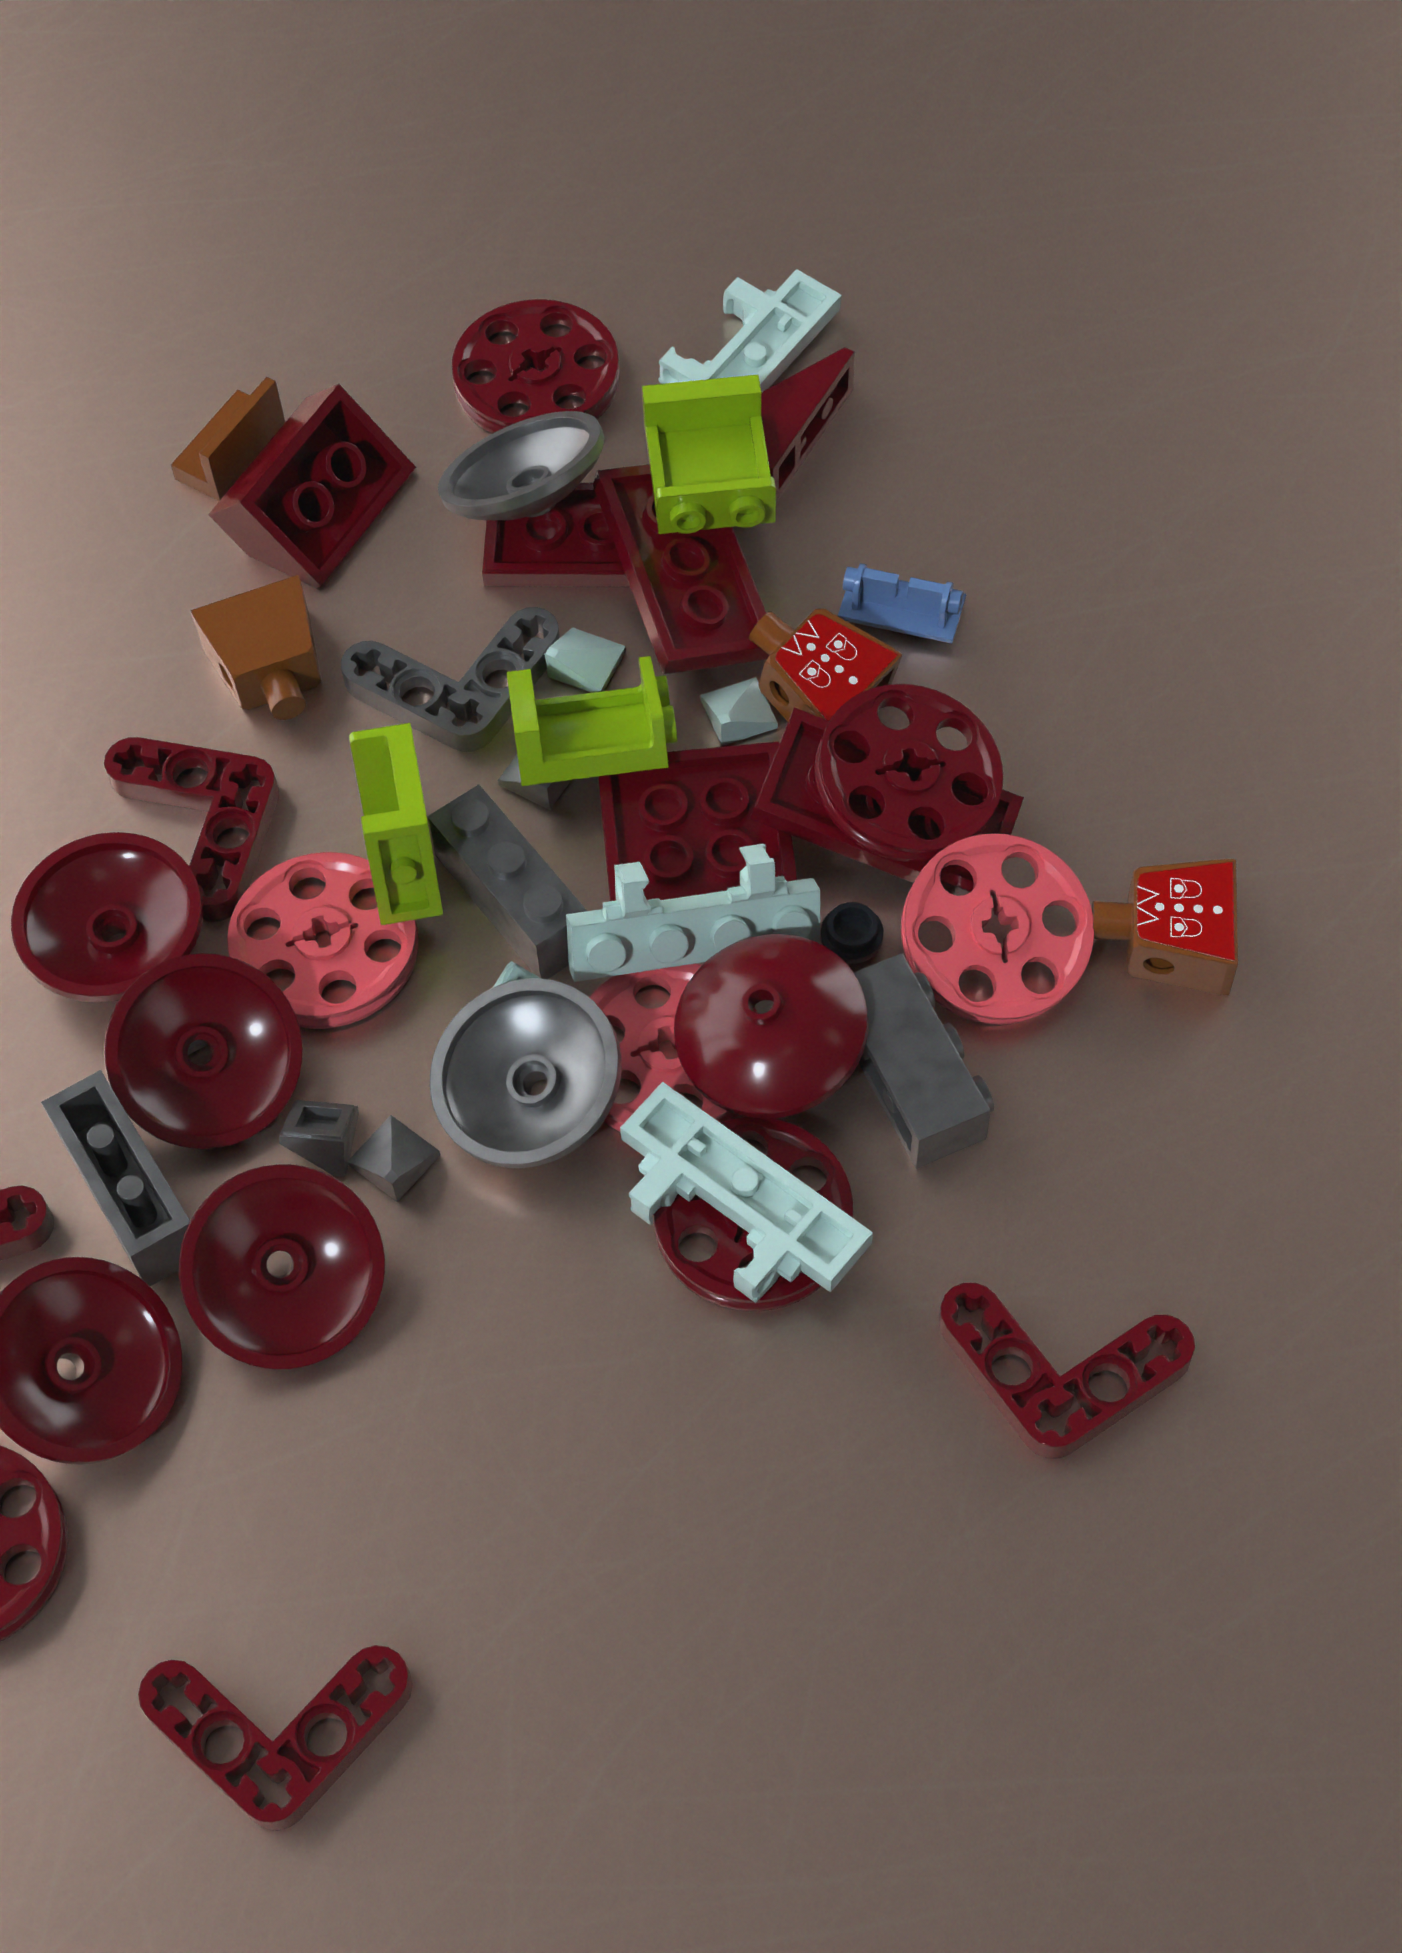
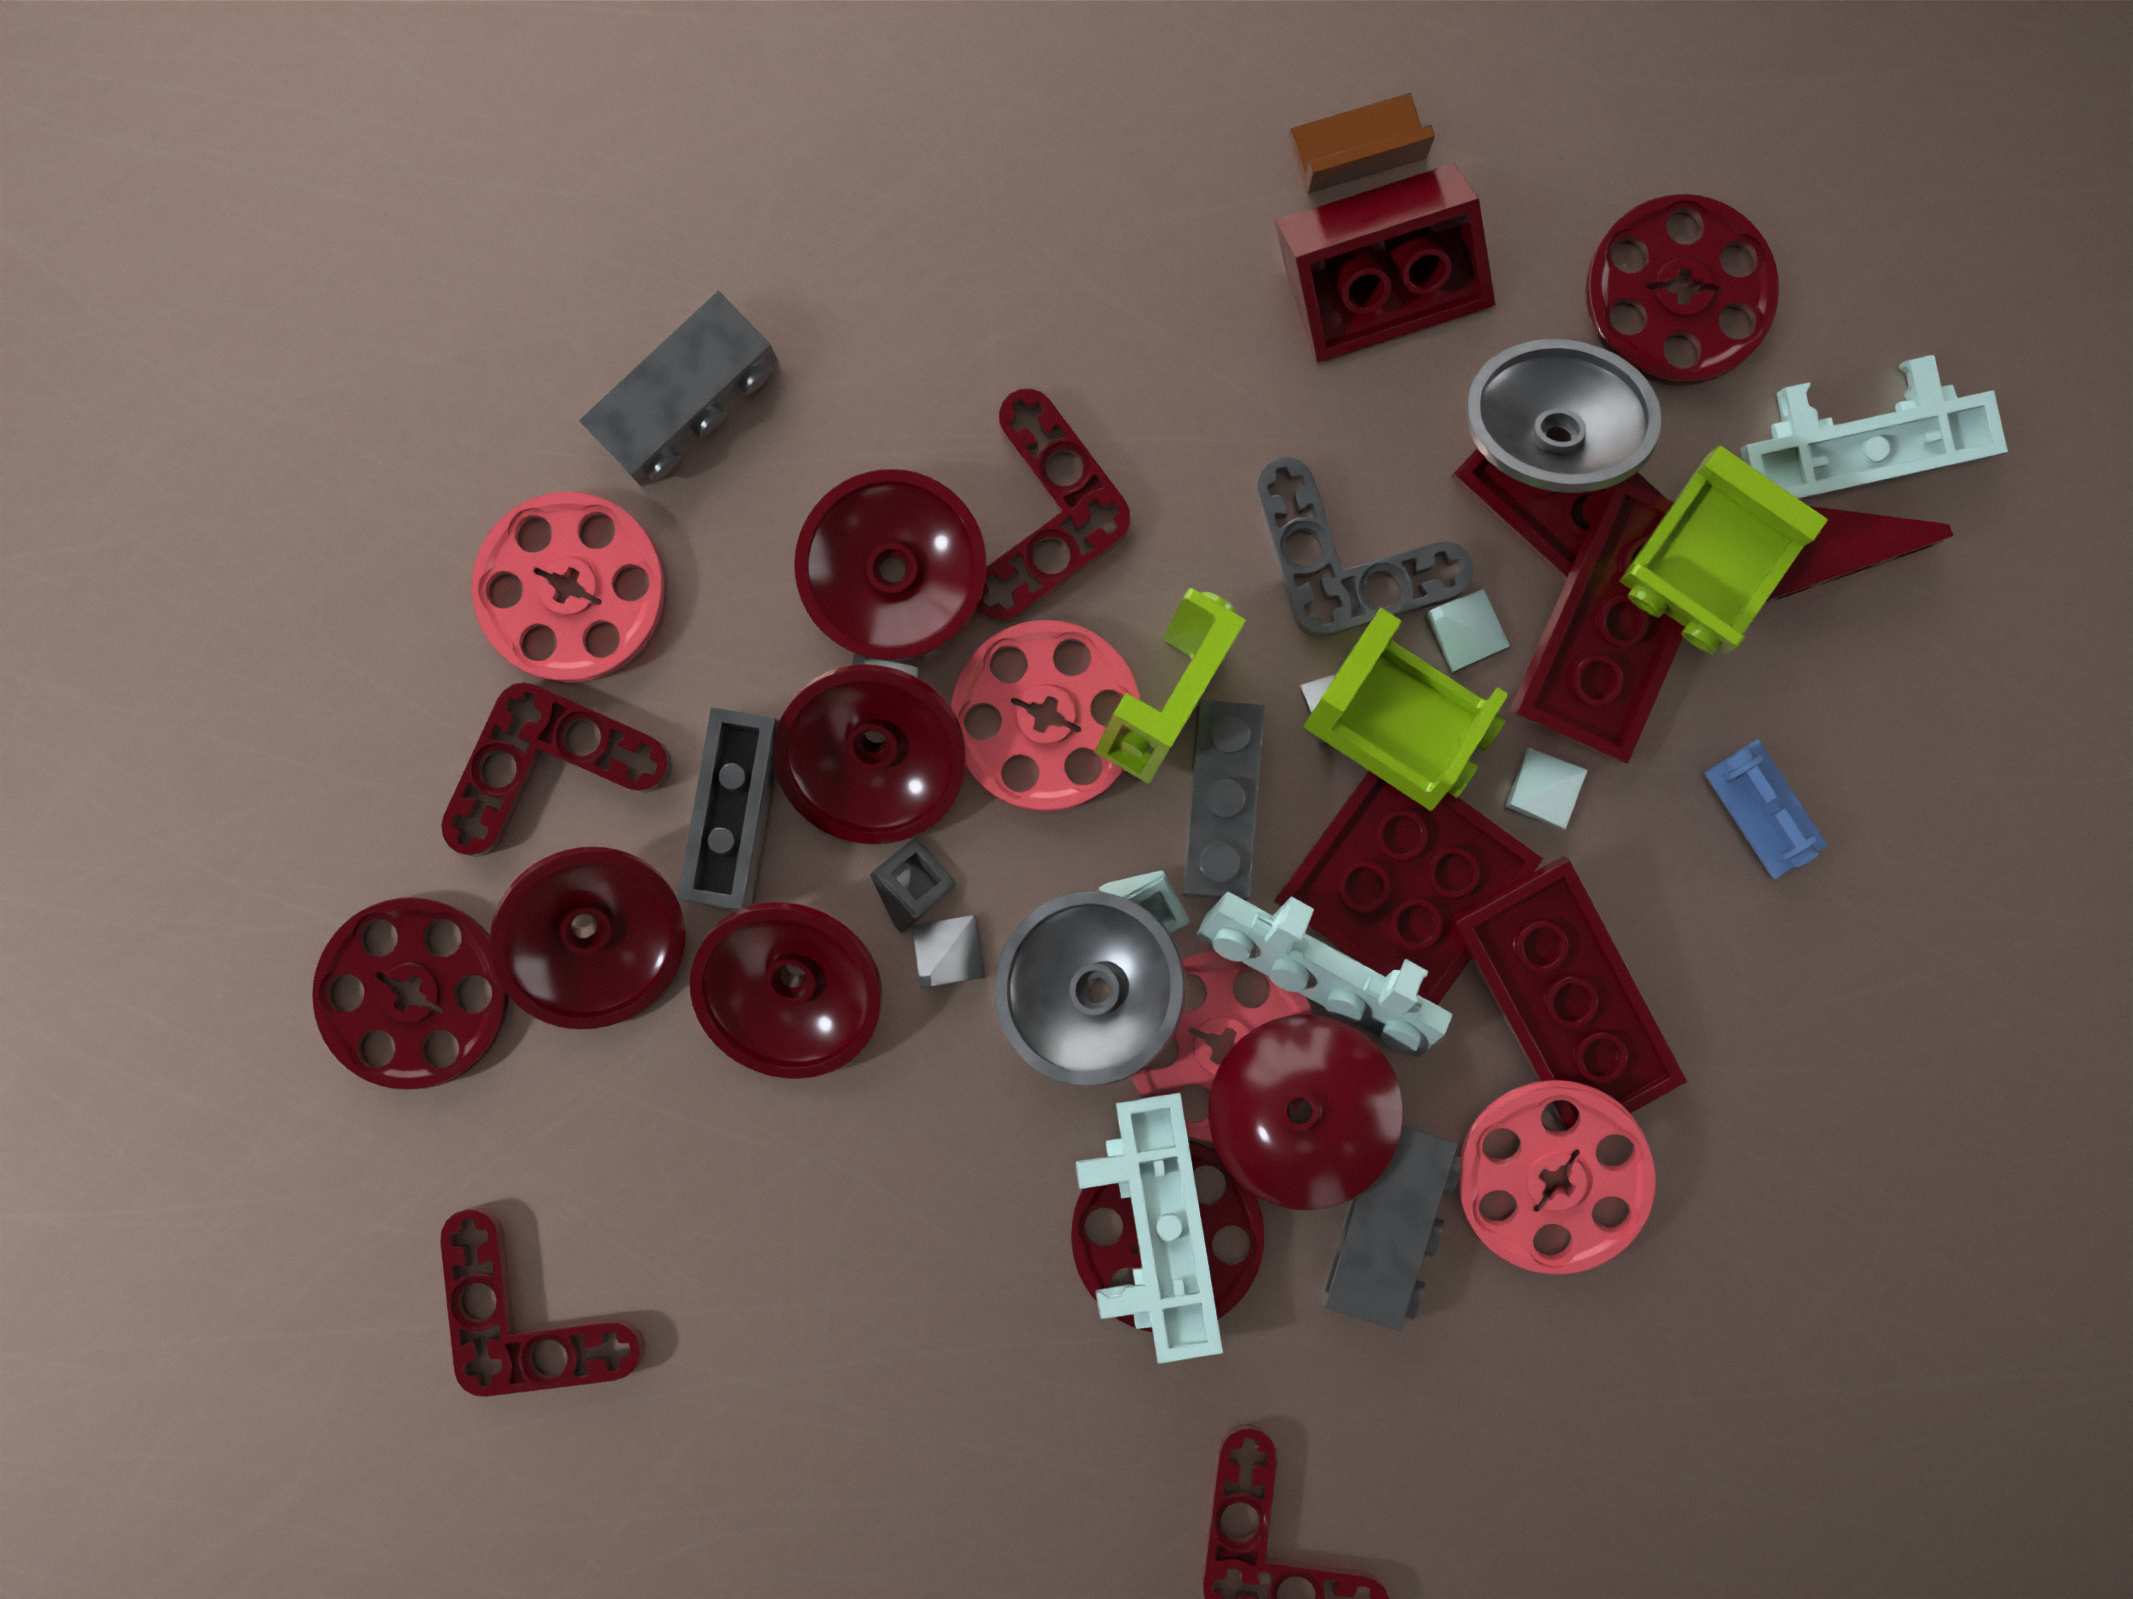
camera: 45 degrees right, 25 degrees up
(262, 646) = (1216, 397): dark orange torso -> none
(820, 663) = (1634, 827): torso -> none
(852, 932) = (1448, 1072): black plate -> none
(893, 790) = (1635, 984): dark red wedge -> none
(1178, 924) = (1699, 1296): torso -> none

